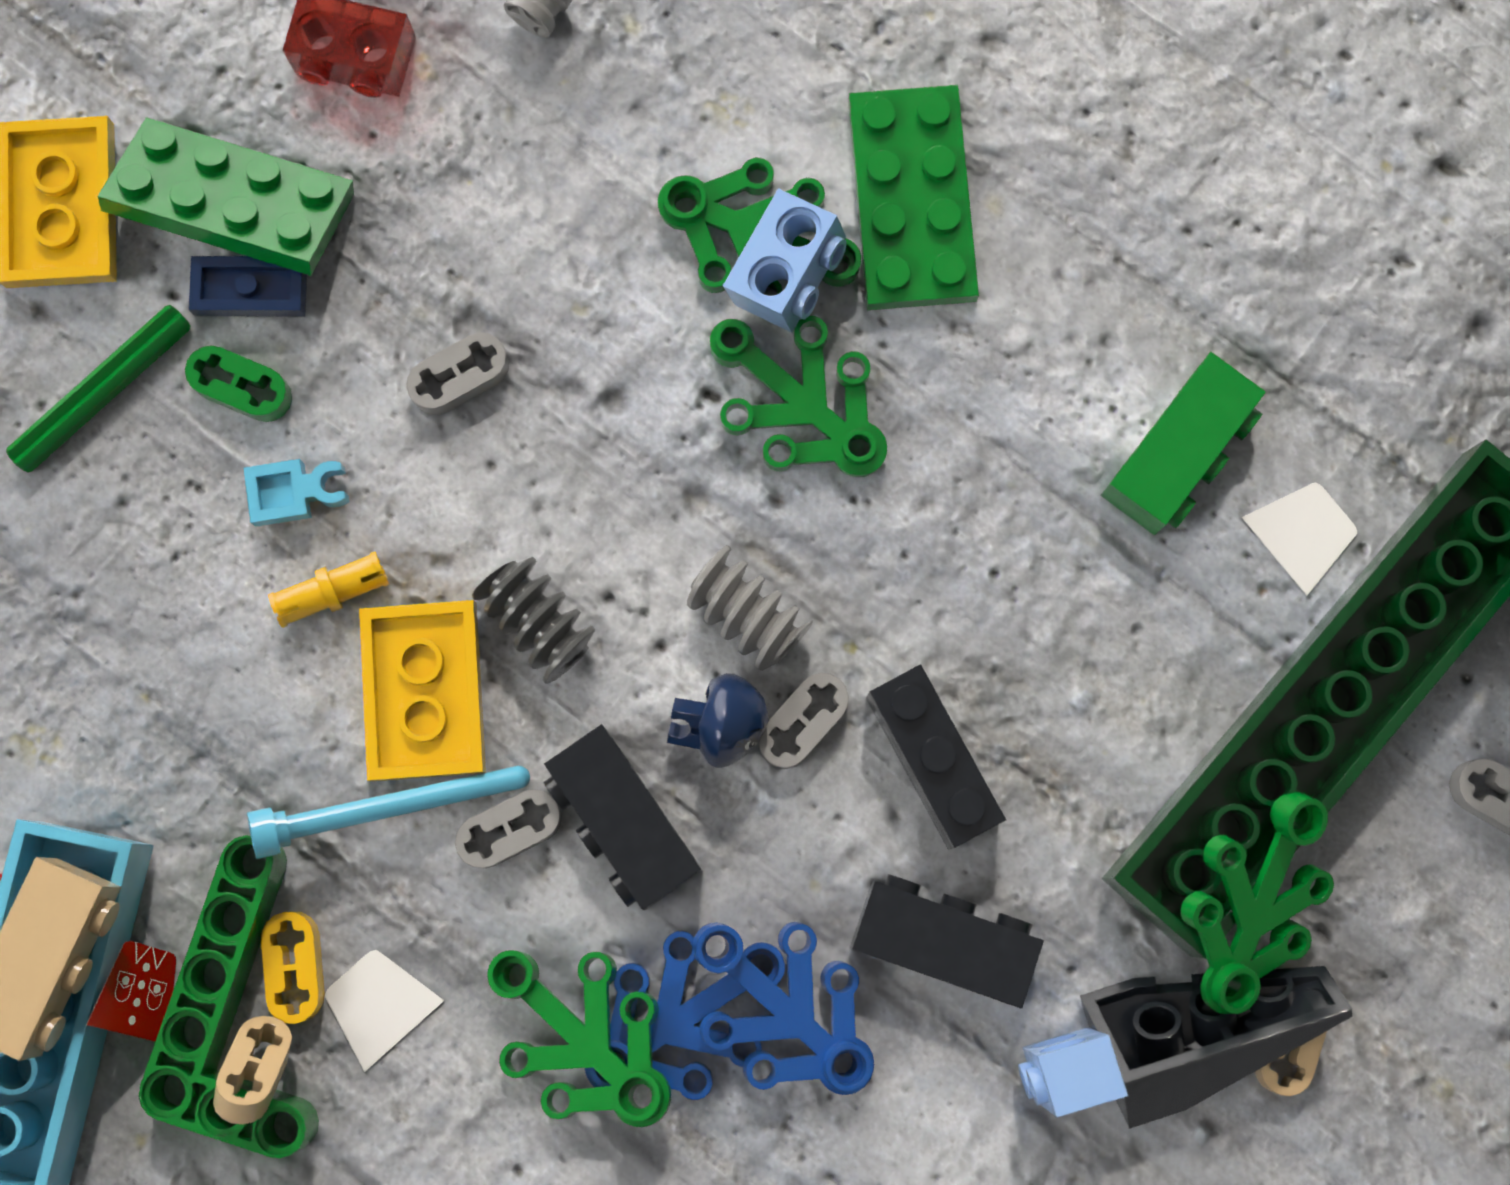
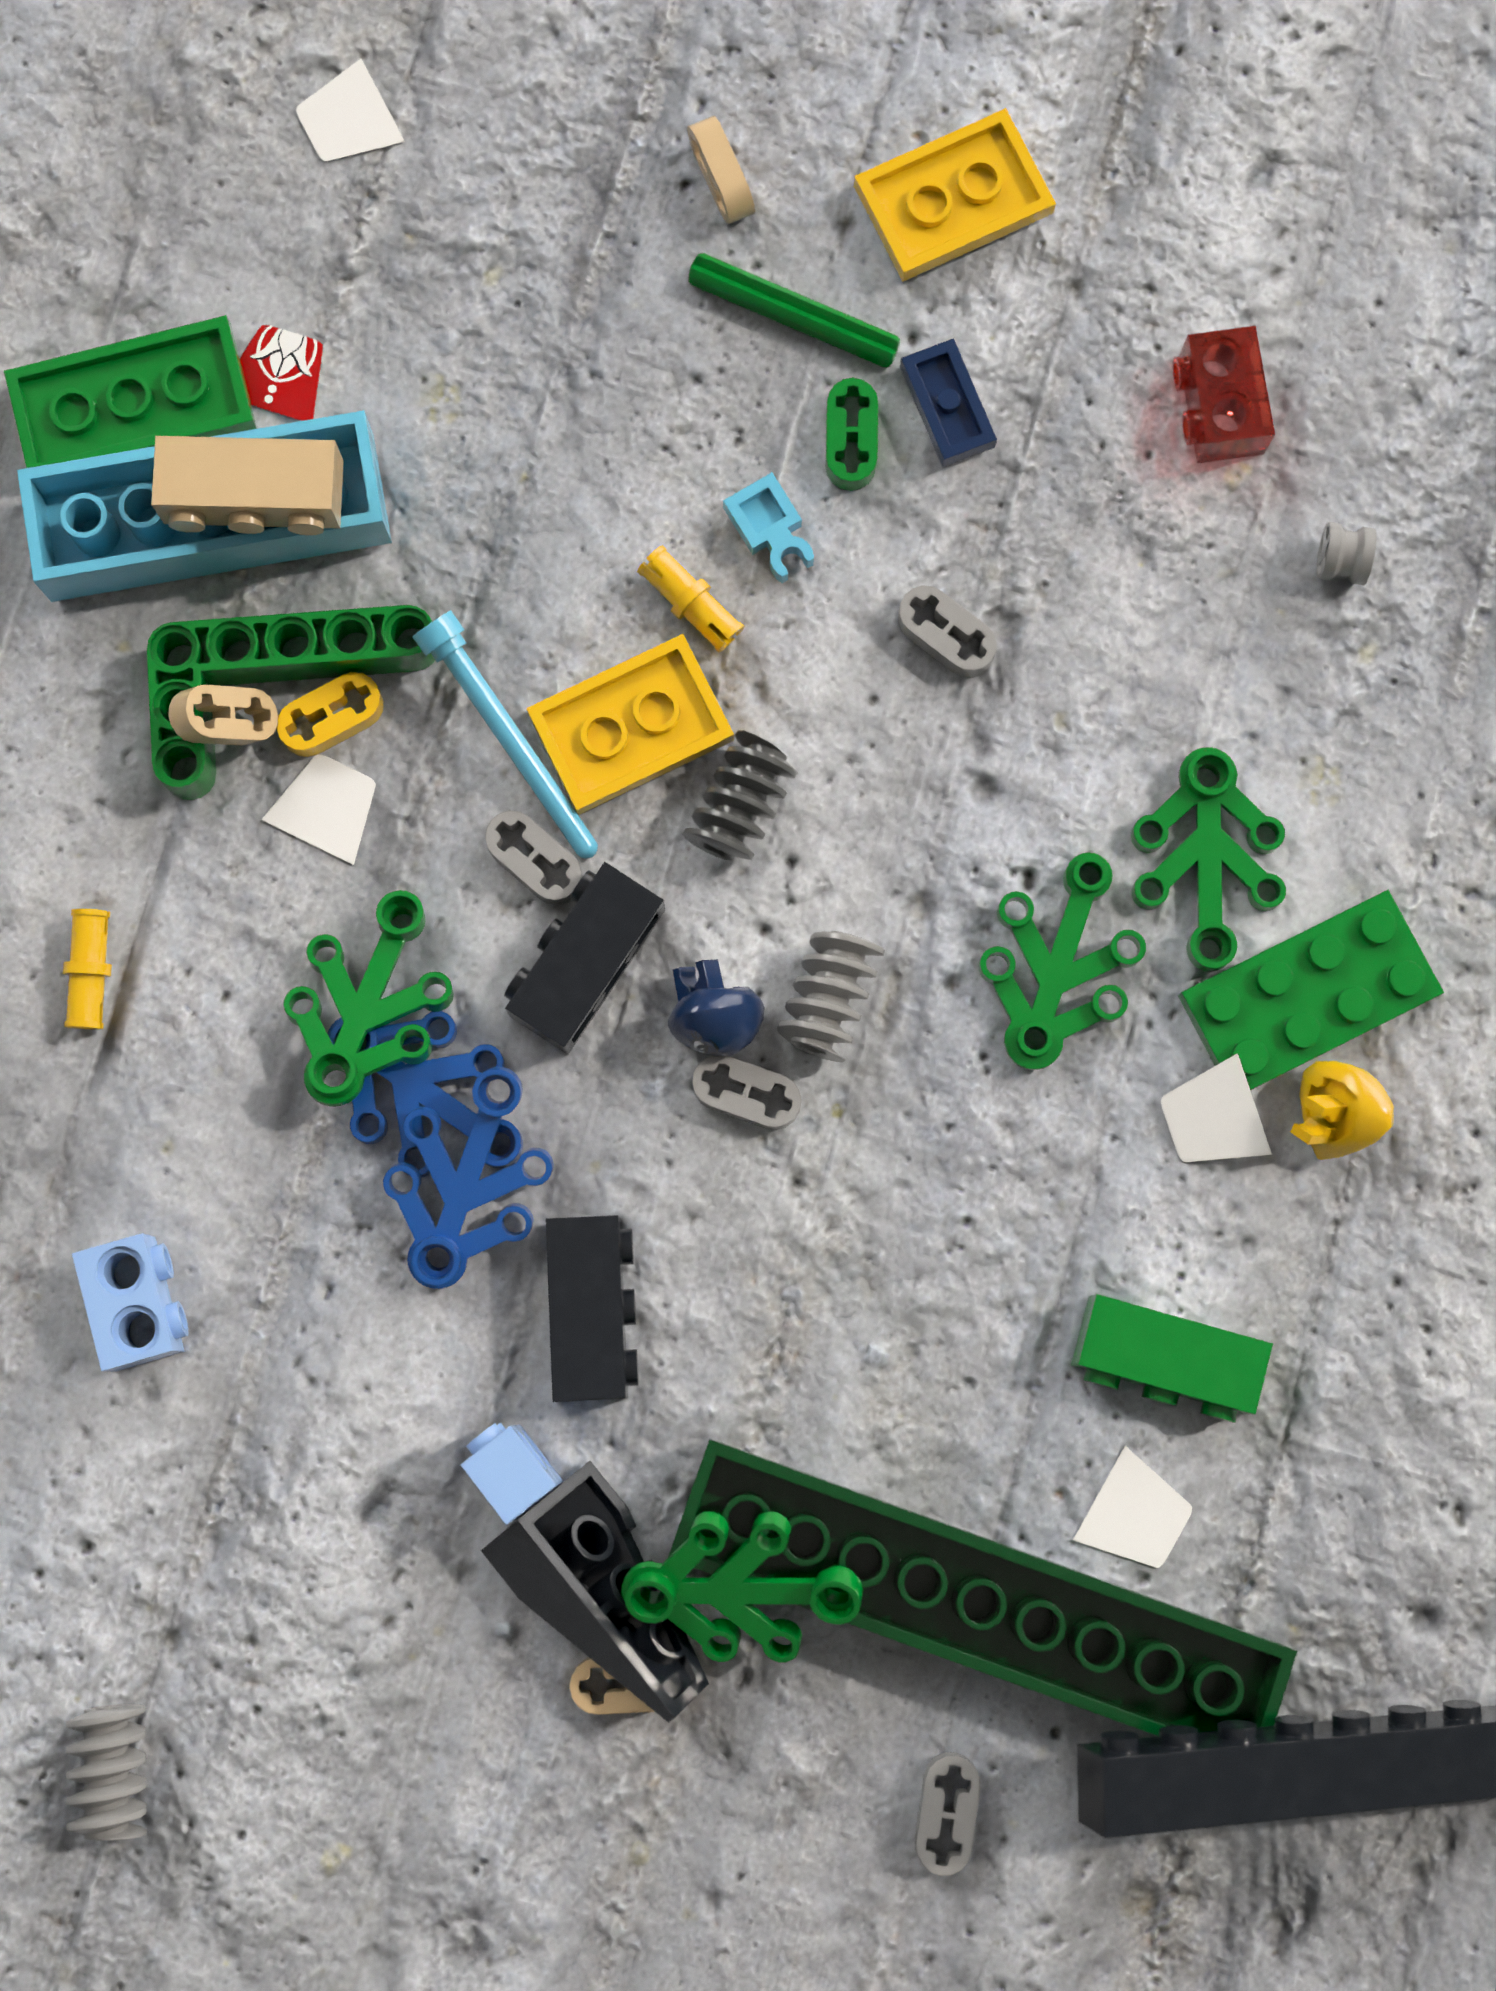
camera: 65 degrees right, 0 degrees up
(136, 992) = (253, 583): red sticker -> none
(227, 196) = (1026, 346): plate -> none
(772, 258) = (1185, 877): light blue brick -> none
(935, 757) = (760, 1228): black brick -> none
(988, 320) = (1215, 1116): none -> white sticker
(1027, 210) = (1341, 1109): none -> yellow piece

